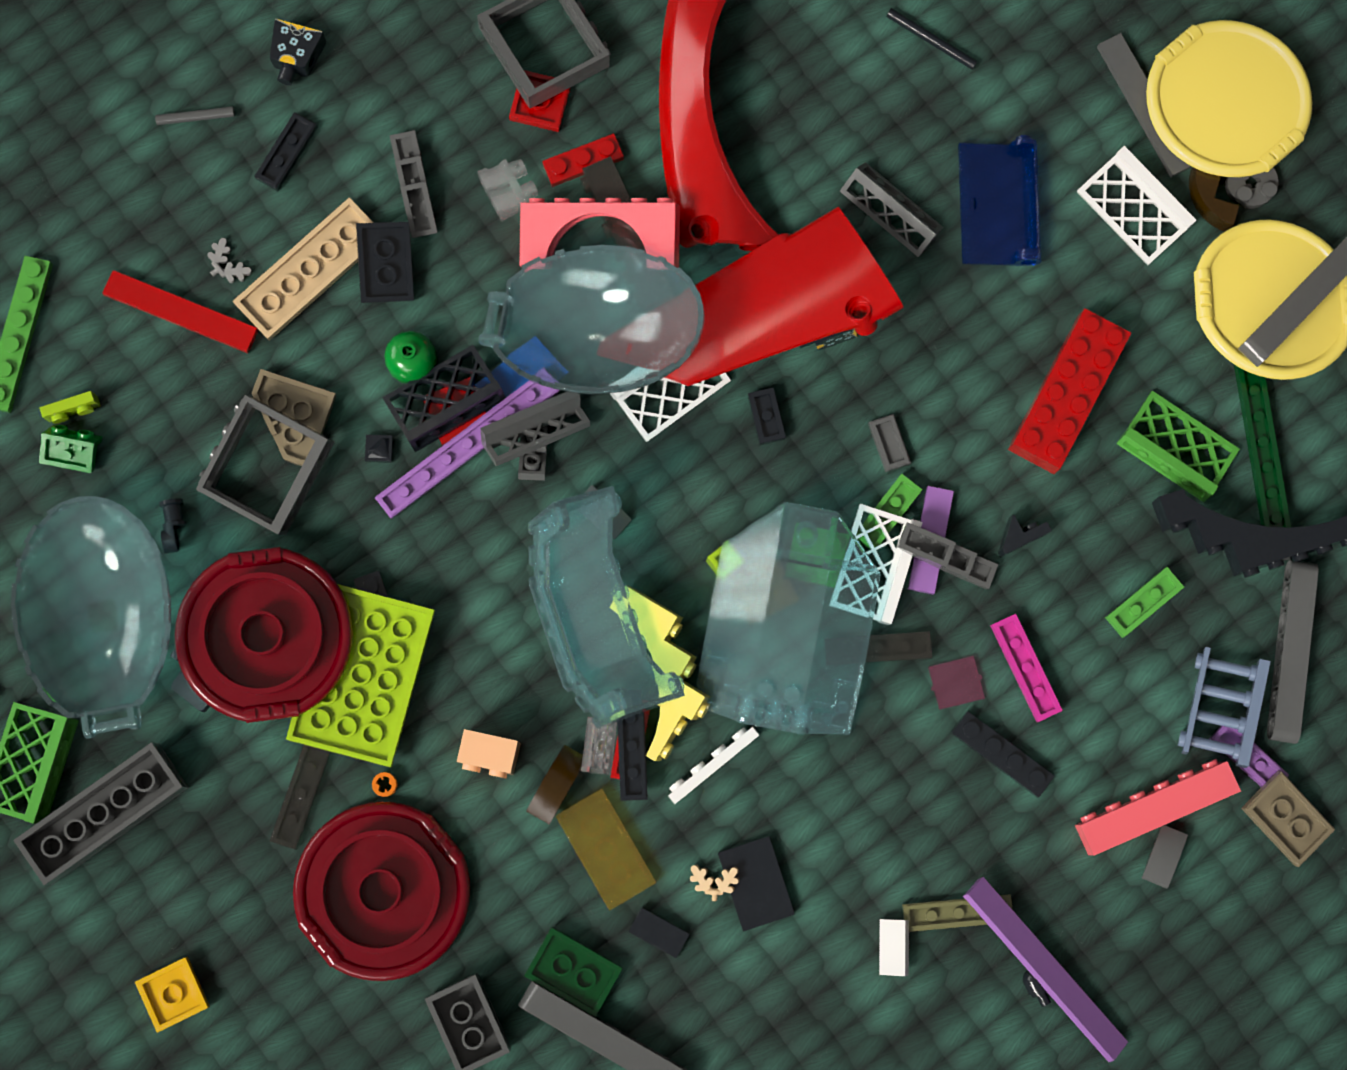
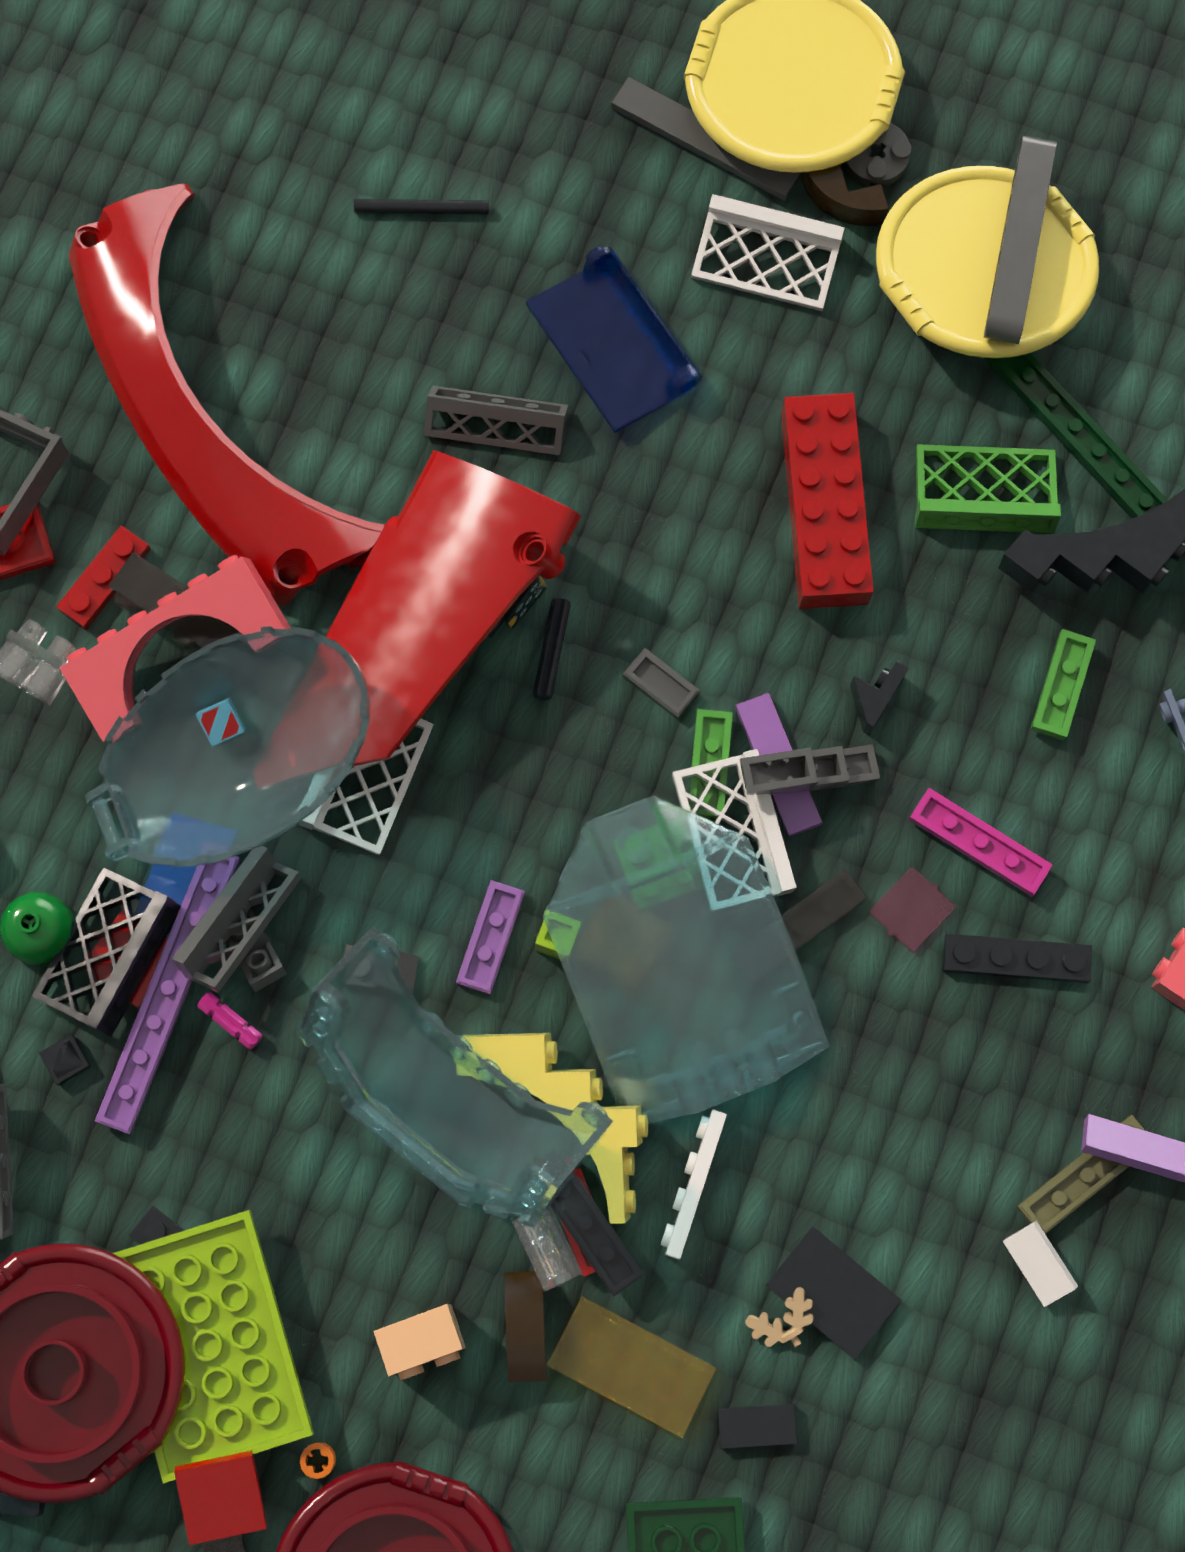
camera: 25 degrees left, 5 degrees down
(314, 769) = (220, 1497): none -> red tile
(492, 487) = (229, 1020): none -> dark pink axle
(599, 298) = (220, 721): none -> medium azure tile
(683, 536) = (490, 937): none -> medium lavender tile
(766, 416) = (501, 739): black plate -> none
(834, 378) = (551, 649): none -> black axle

